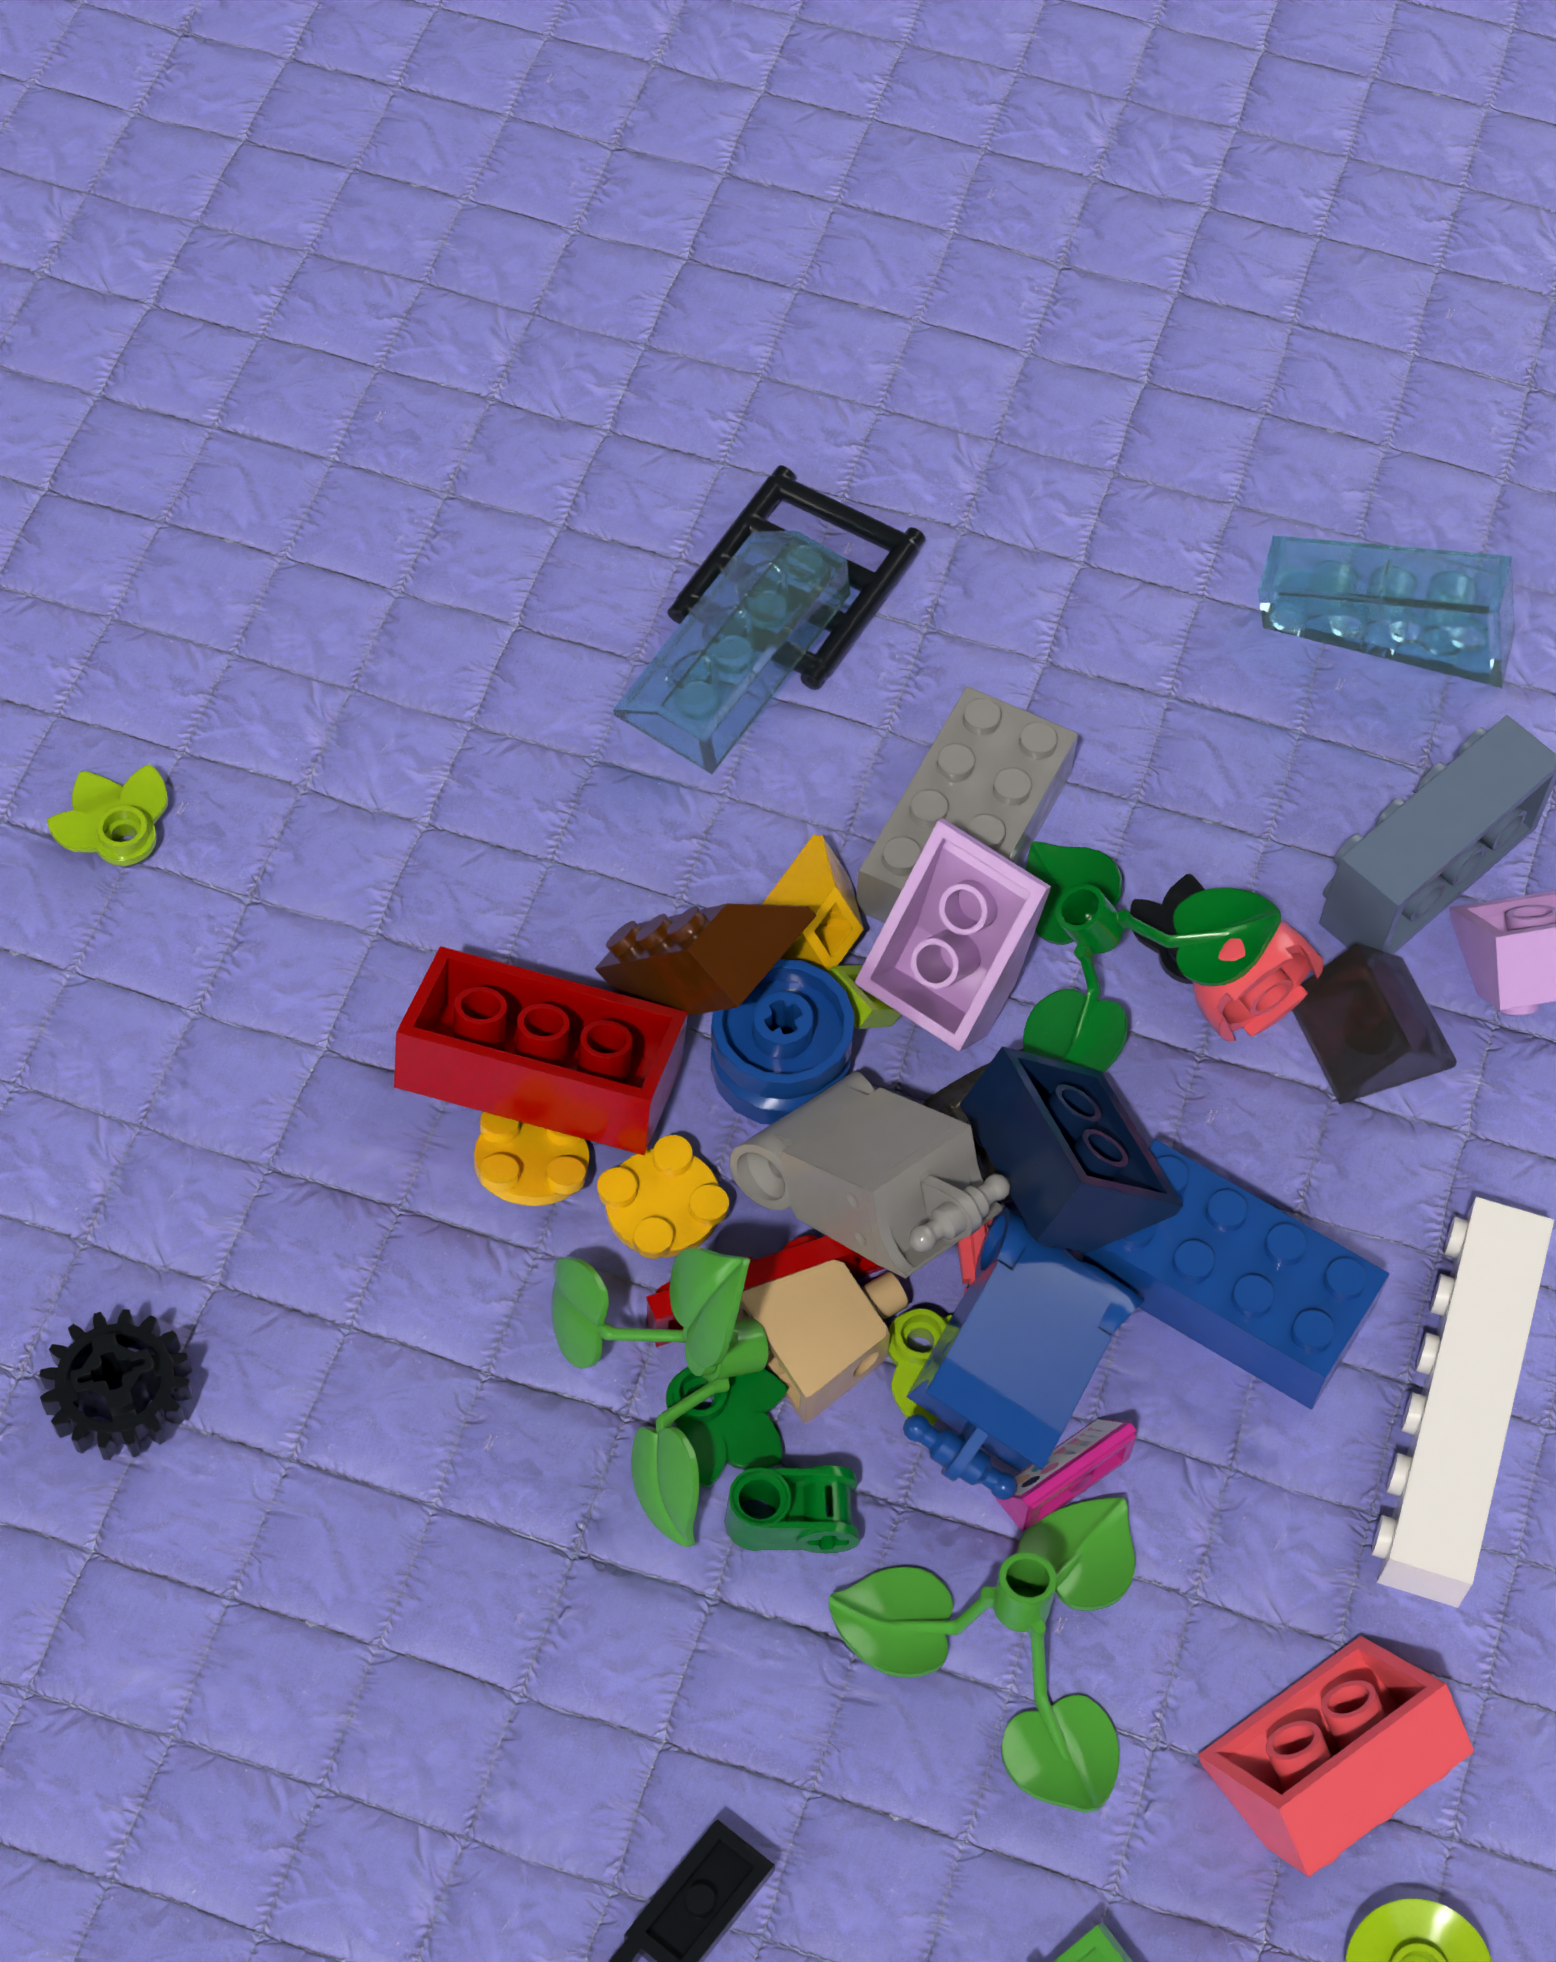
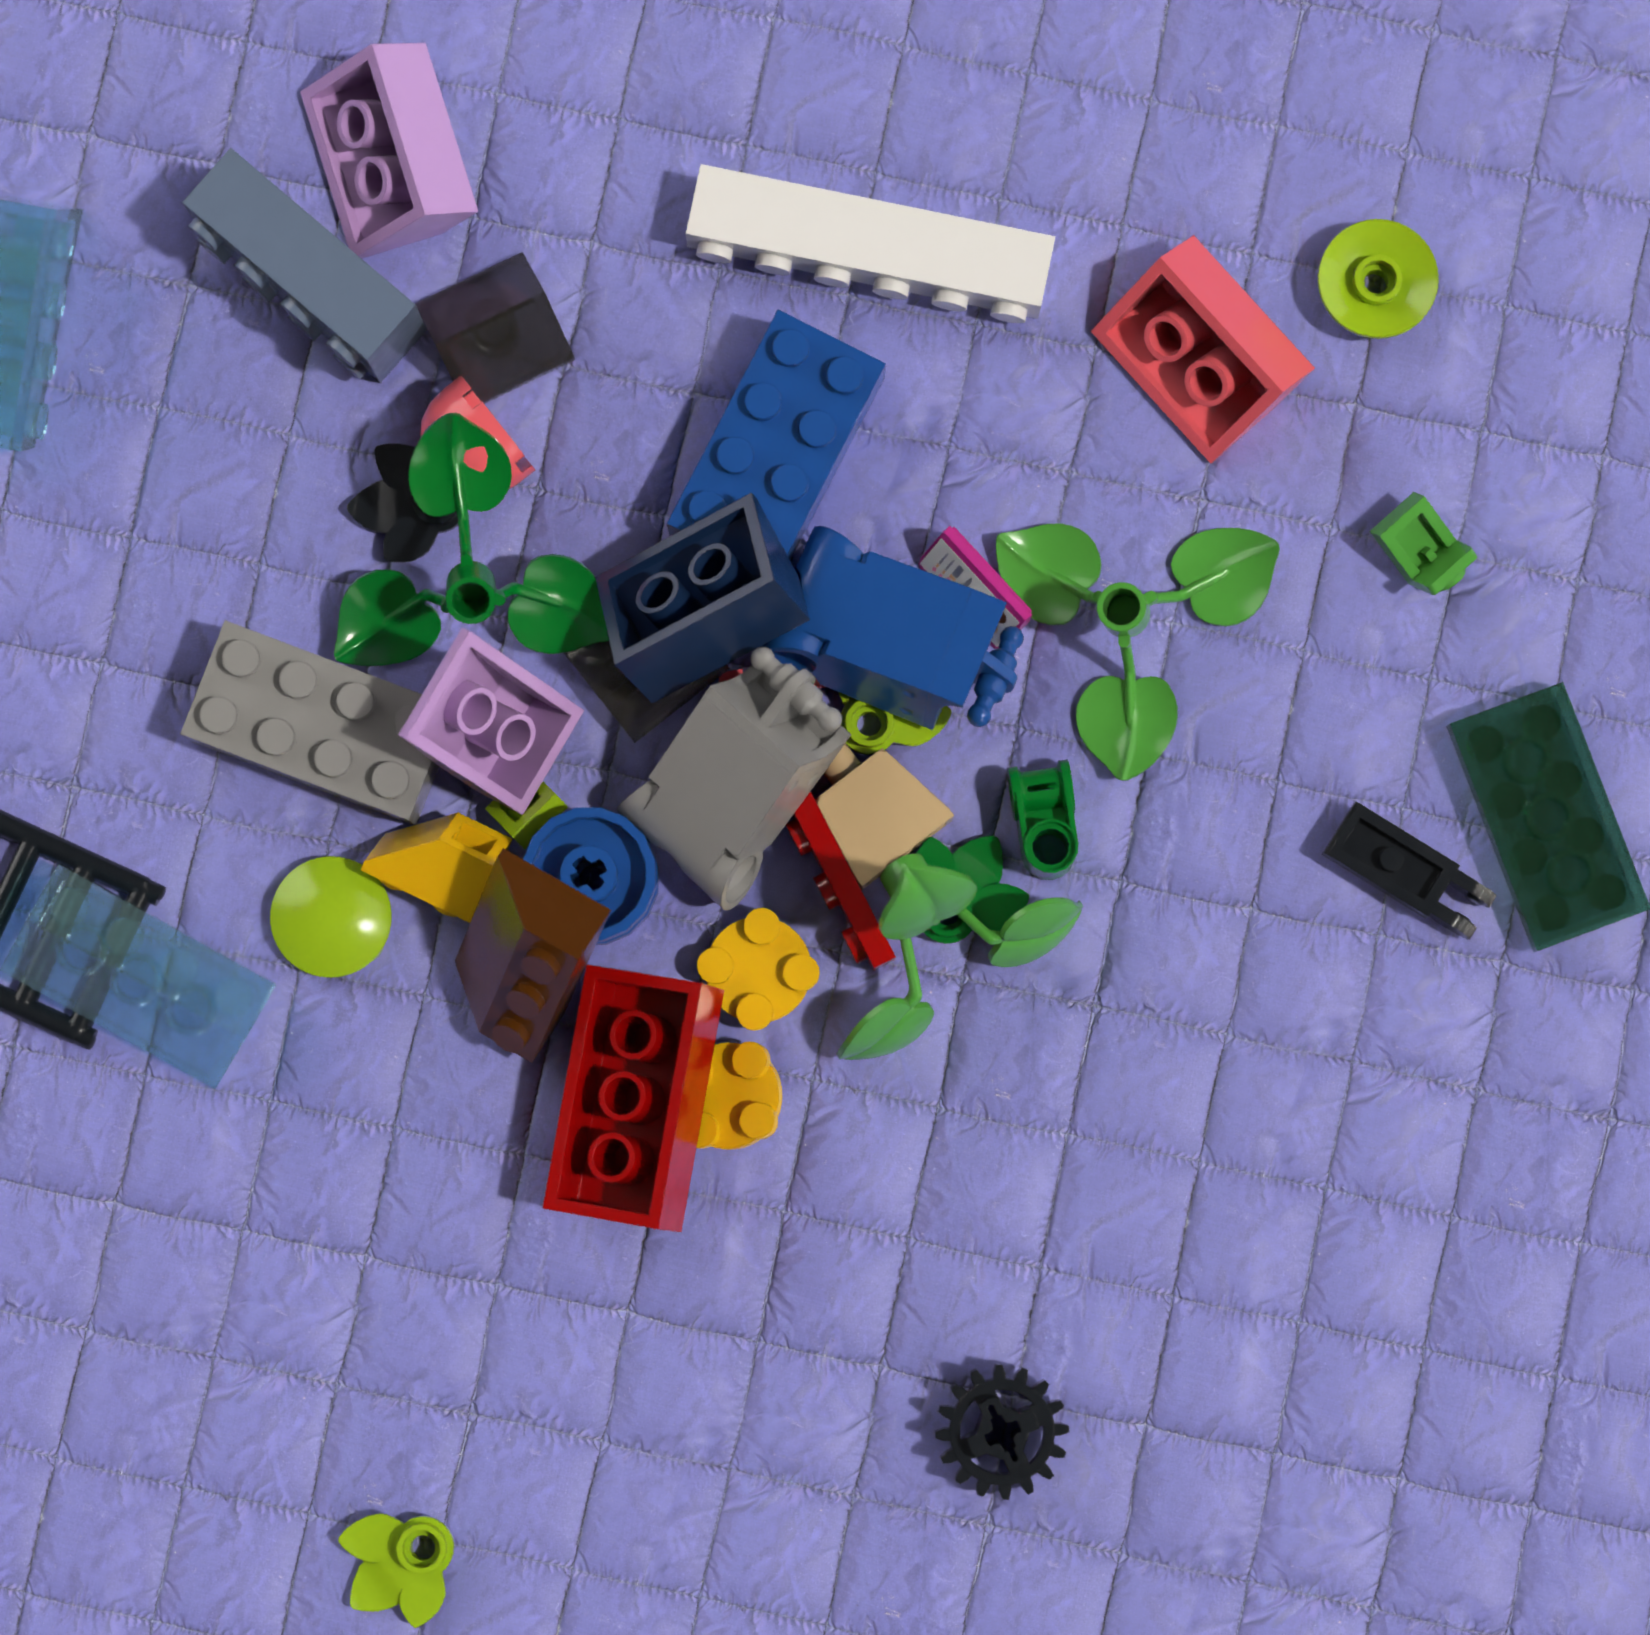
camera: 95 degrees left, 25 degrees up
(767, 819) = (330, 917): none -> lime dish

